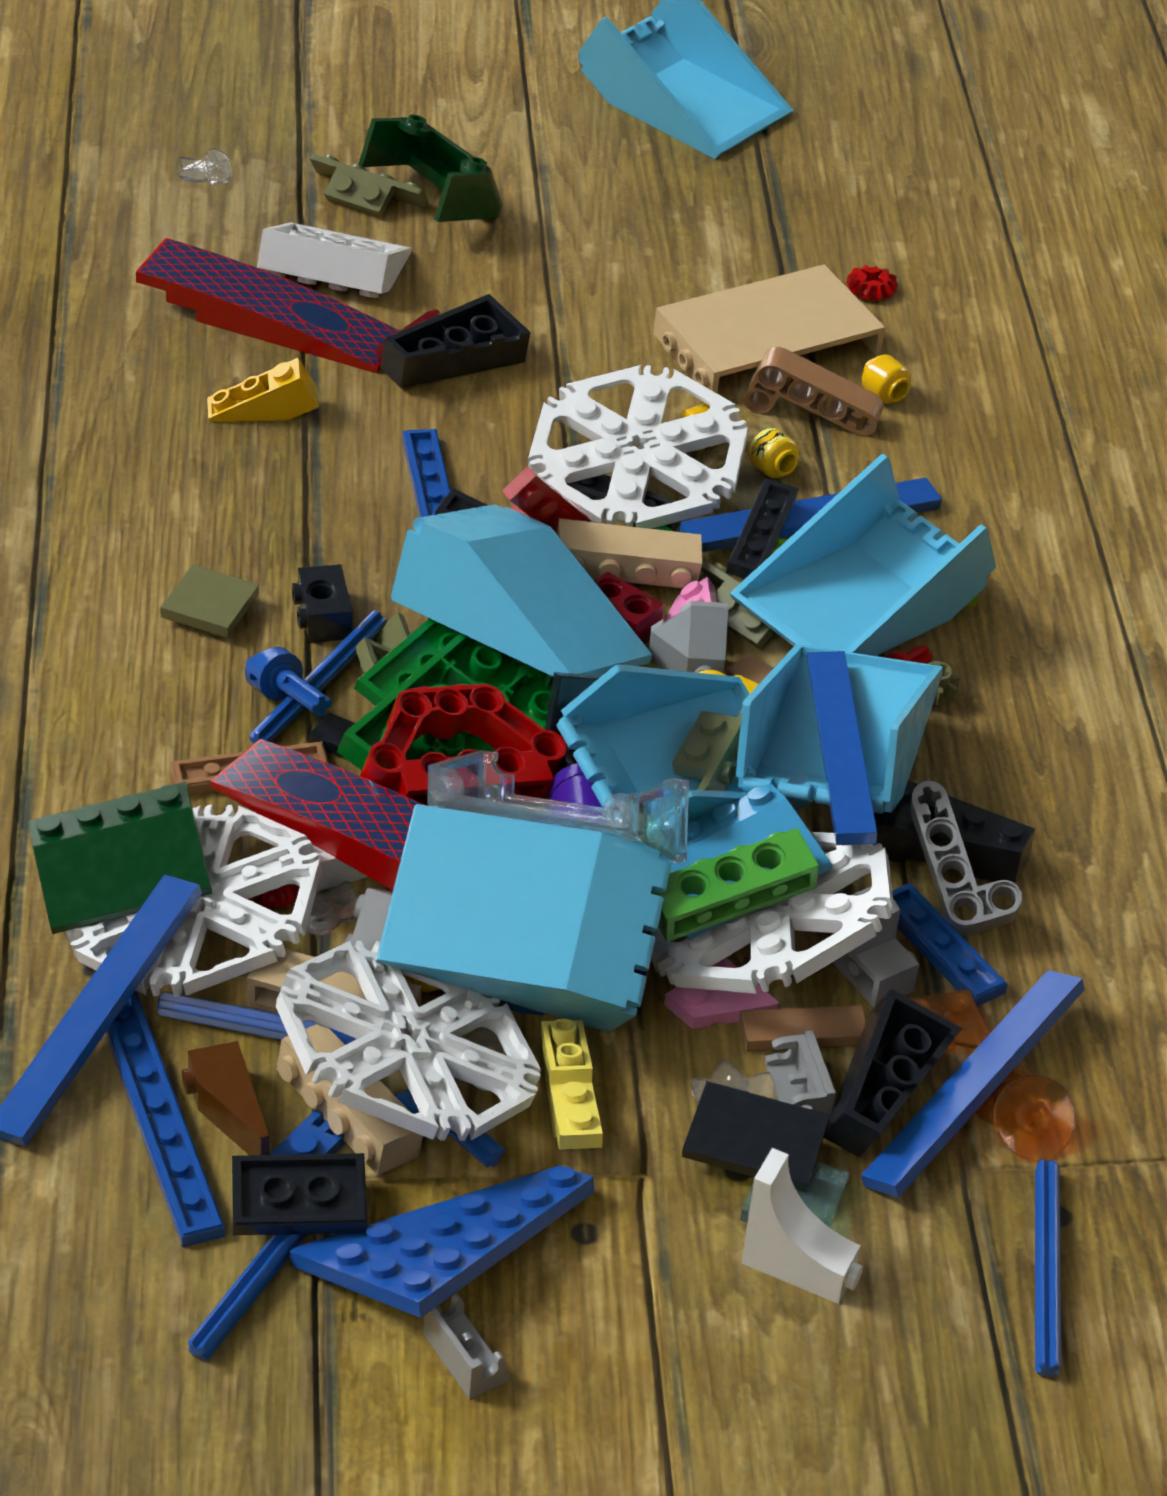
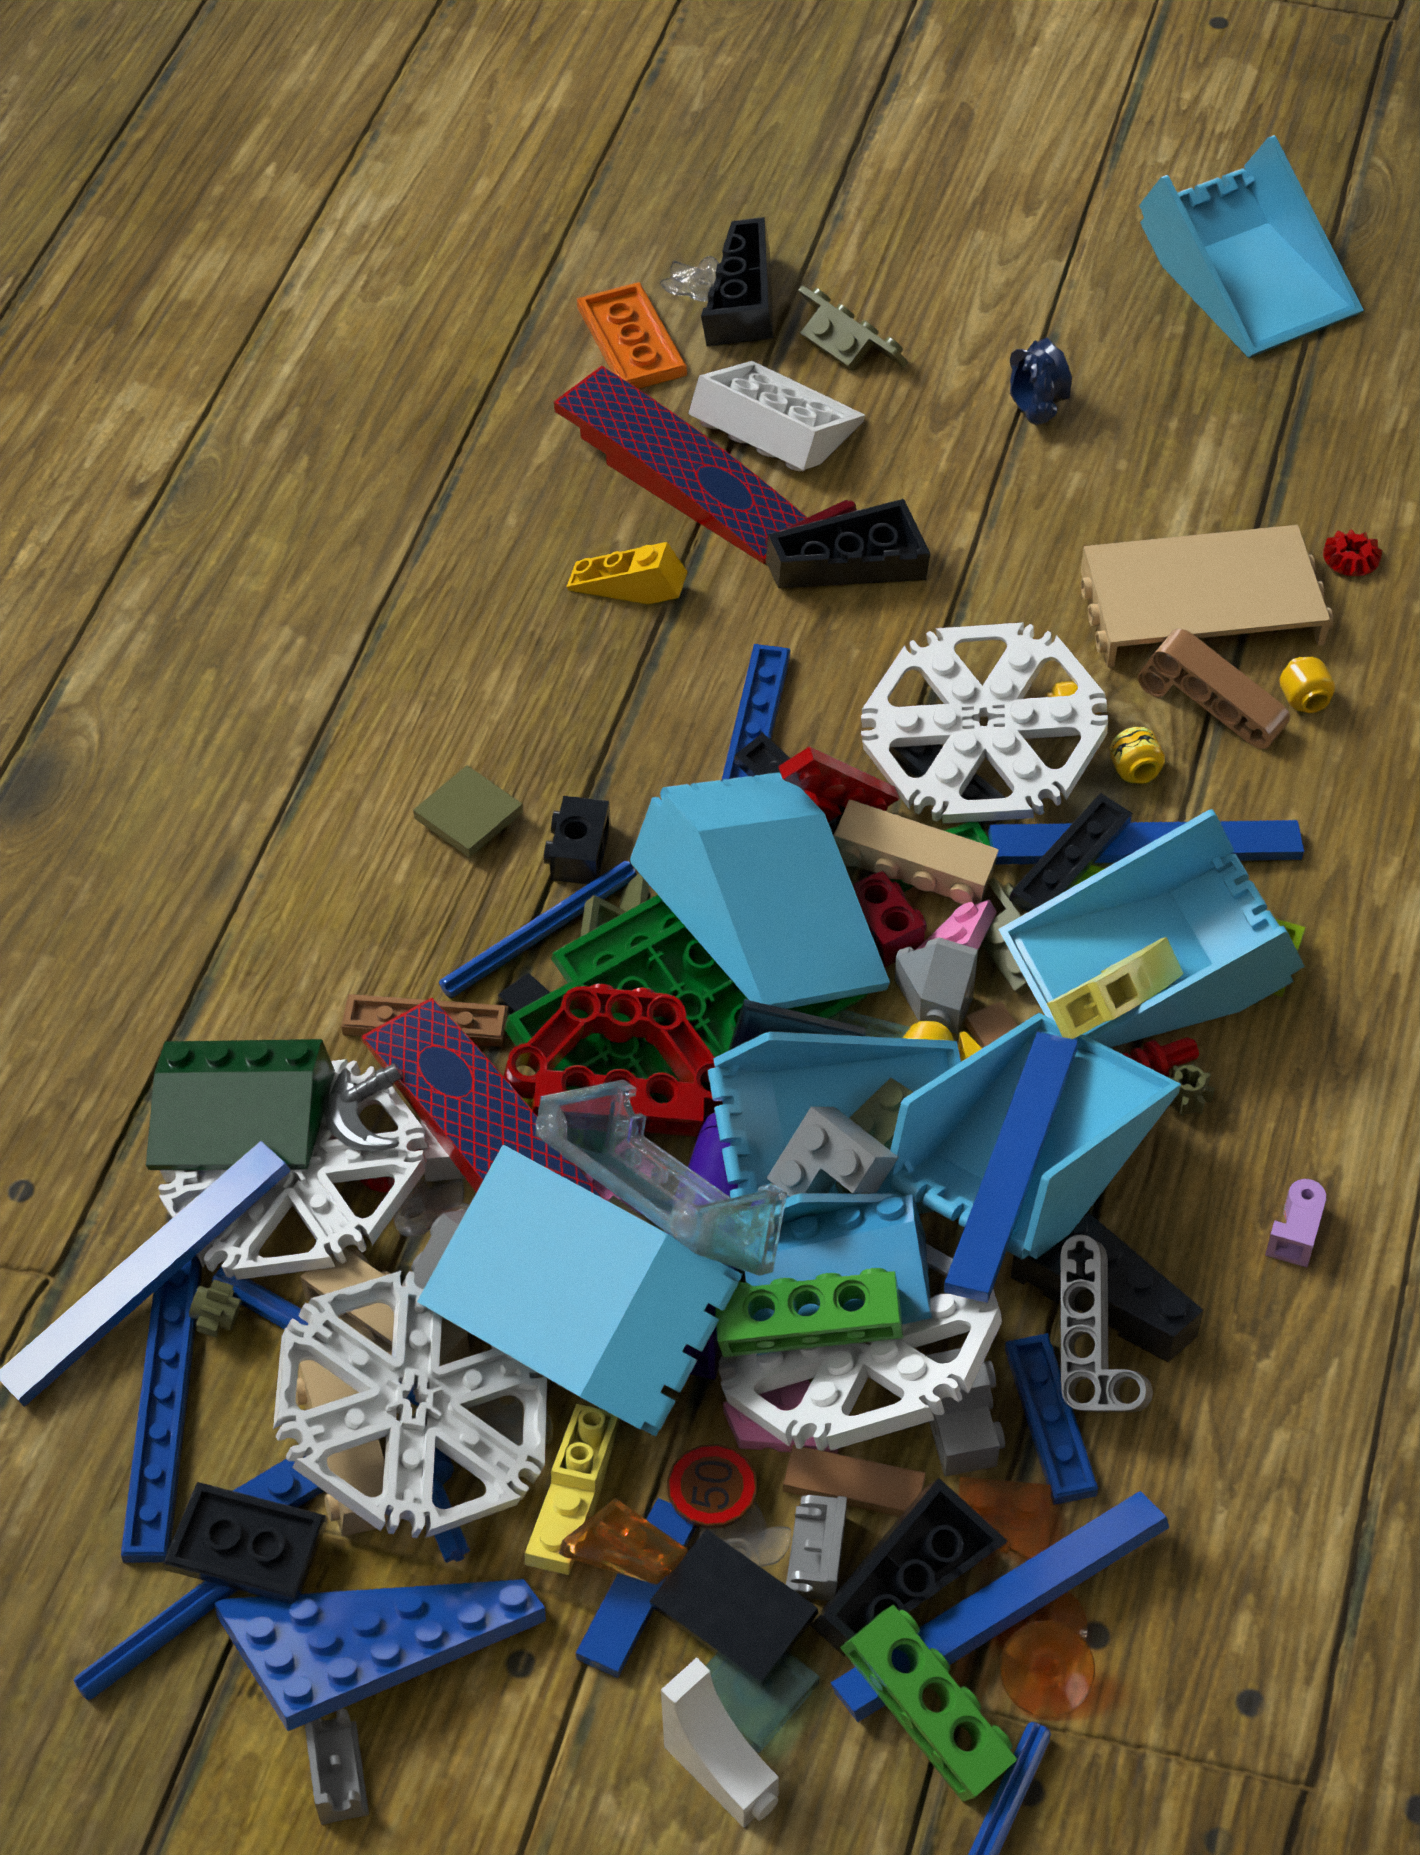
camera: 25 degrees right, 10 degrees up
(165, 213) = (631, 336): none -> orange tile
(175, 1023) = (215, 1308): none -> olive gear
(226, 845) = (342, 1109): none -> dark grey piece
(226, 1095) = (232, 1395): reddish brown slope -> none
(261, 165) = (742, 292): none -> black wedge
(281, 675) = (492, 920): blue piece -> none
(465, 179) = (947, 358): dark green windscreen -> none
(555, 193) = (1038, 379): none -> dark blue piece
(643, 1109) = (624, 1544): none -> clear orange wing
(660, 1149) = (627, 1604): none -> blue tile
(689, 1054) = (712, 1486): none -> piece
(694, 760) = (829, 1150): none -> light grey brick
(853, 612) = (1116, 989): none -> light yellow slope
(957, 1159) = (902, 1693): none -> bright green brick
(1073, 761) = (1303, 1213): none -> lavender leg

